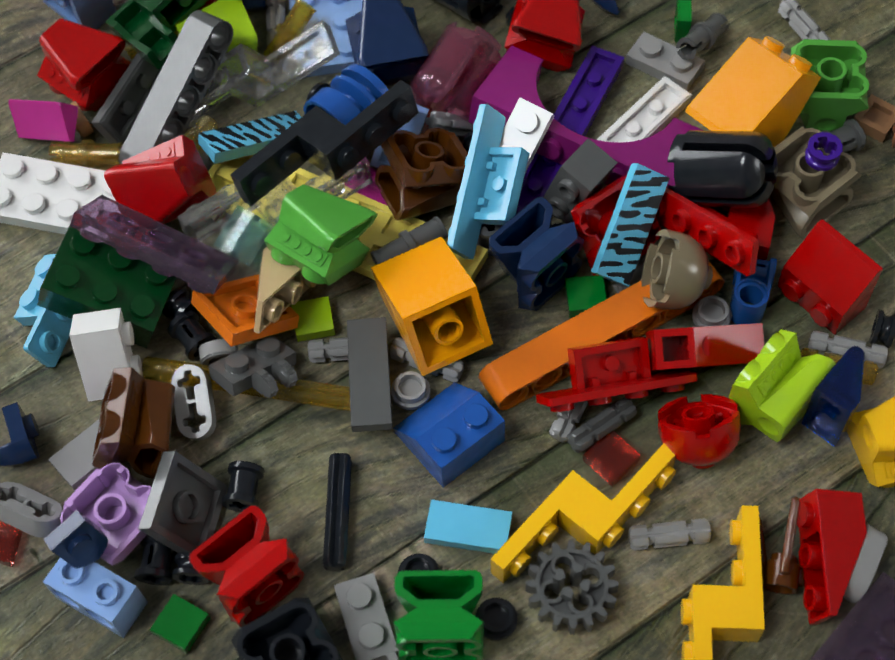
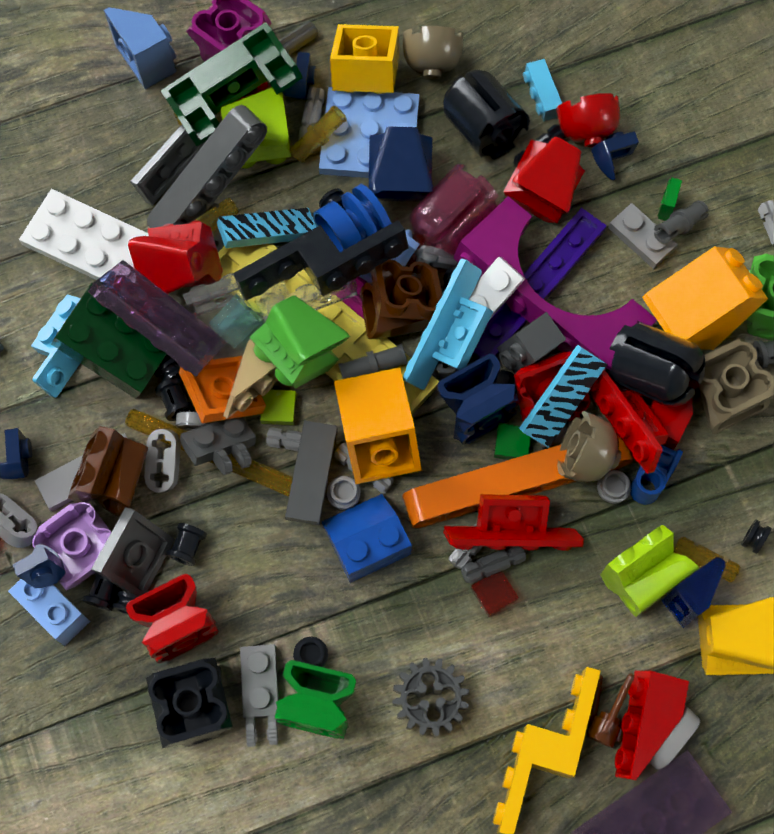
camera: 10 degrees right, 10 degrees up
(44, 120) = (91, 168): dark pink slope -> none
(81, 62) = (134, 120): red piece -> none
(82, 125) = (121, 172): medium nougat tile -> none
(85, 153) = (120, 206): clear yellow pin -> none
(100, 345) = (97, 400): white brick -> none
(180, 623) = (111, 647): green tile -> none
(260, 78) = (284, 171): clear bracket -> none
(337, 512) = (258, 584): black axle -> none
(467, 526) = (361, 623): medium azure tile -> none
(498, 618) = (363, 708): black plate -> none
(583, 514) = (458, 638): yellow bracket -> none
(649, 113) = (609, 287): white tile -> none
(669, 534) = (523, 671): light grey axle -> none
(700, 431) = (572, 590): red cylinder -> none
(704, 346) = (598, 516): red slope -> none
(829, 277) = (721, 482): red slope -> none
(831, 145) = (757, 364): dark purple bush -> none
(840, 345) = (720, 545): light grey axle -> none

